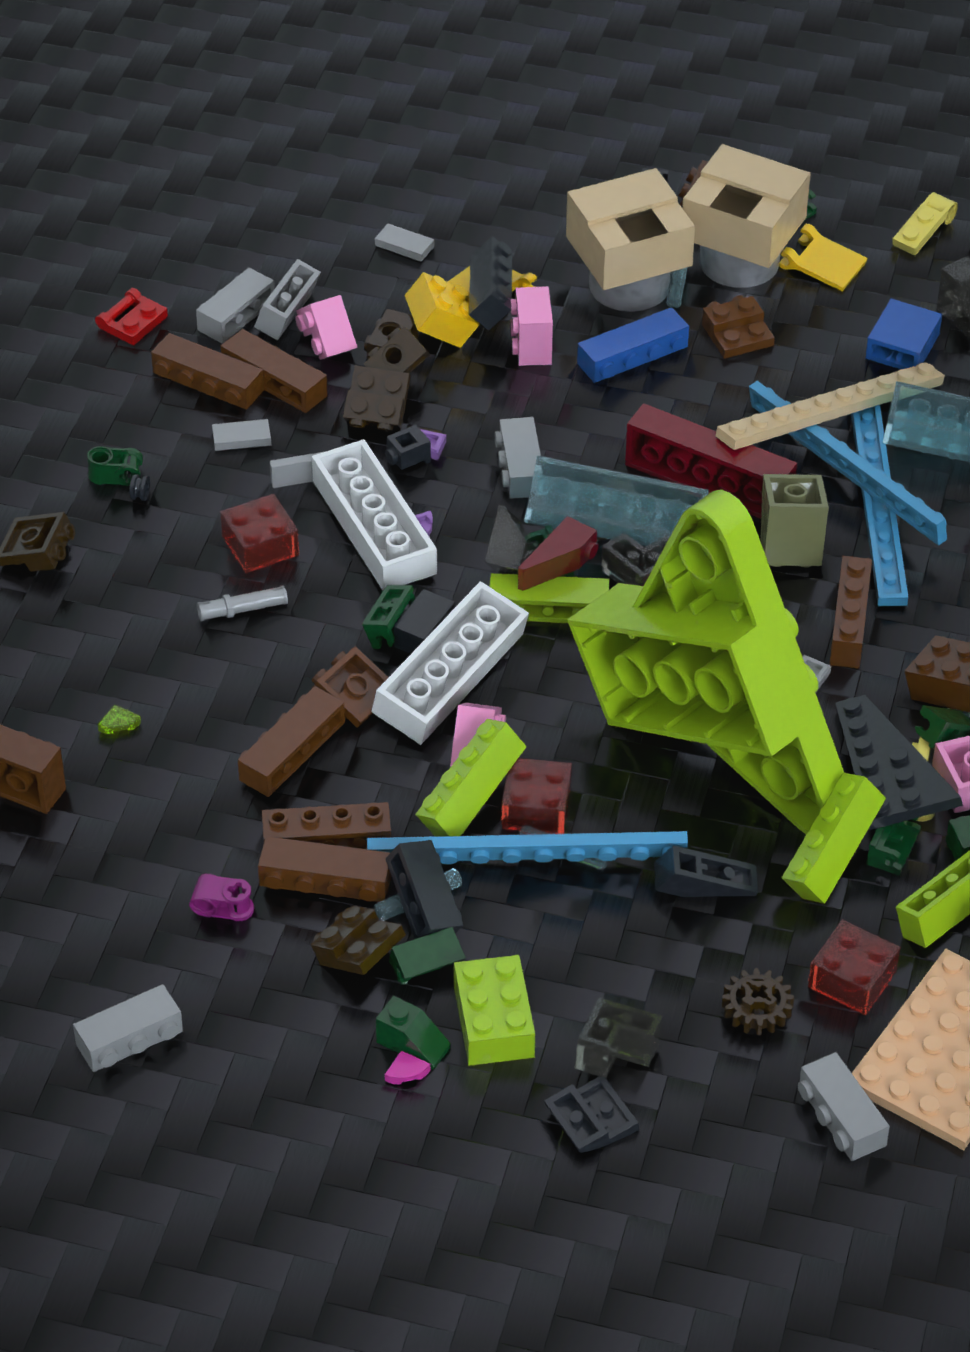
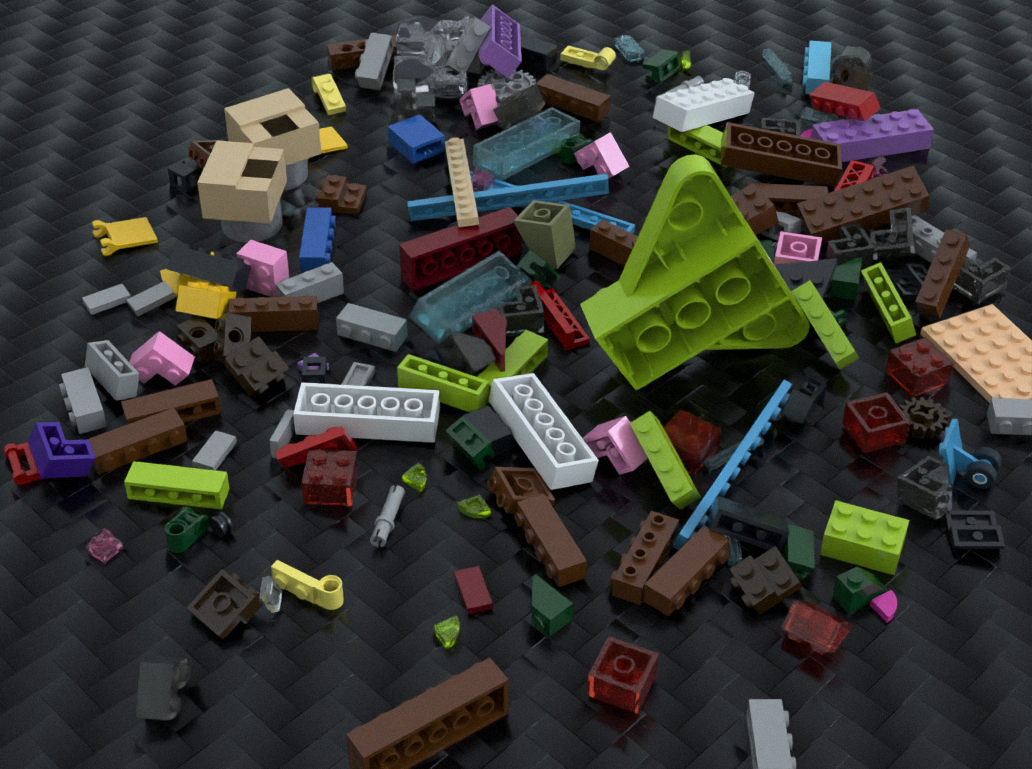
camera: 60 degrees left, 5 degrees down
(58, 424) = (104, 546): none -> clear pink tile
(71, 566) = (270, 594): none -> clear tile
(102, 601) = (325, 593): none -> light yellow plate
(130, 326) = (56, 455): none -> dark purple brick
(135, 872) = (622, 674): none -> clear red brick
(169, 430) = (177, 485): none -> lime brick
(188, 715) = (473, 590): none -> dark red tile
(196, 779) = (549, 607): none -> dark green slope
(218, 896) = (672, 637): magenta piece -> none
(301, 504) = (333, 439): none -> red wing
(309, 665) = (474, 507): none -> clear neon green tile
(320, 601) = (415, 477): none -> clear neon green tile
(325, 1013) = (815, 626): none -> clear red slope
(416, 266) = (151, 298): none -> light grey tile
(432, 488) = (359, 374): none -> light grey tile
(464, 547) = (454, 387): none -> lime brick
(476, 372) = (278, 312): none -> reddish brown brick
(519, 200) = (124, 234): none -> yellow flag
(542, 378) = (321, 282): none -> light grey brick
(701, 1045) = (980, 467): none -> plate
(702, 954) = (875, 422): none -> clear red brick
(862, 424) = (482, 180): none -> clear pink tile

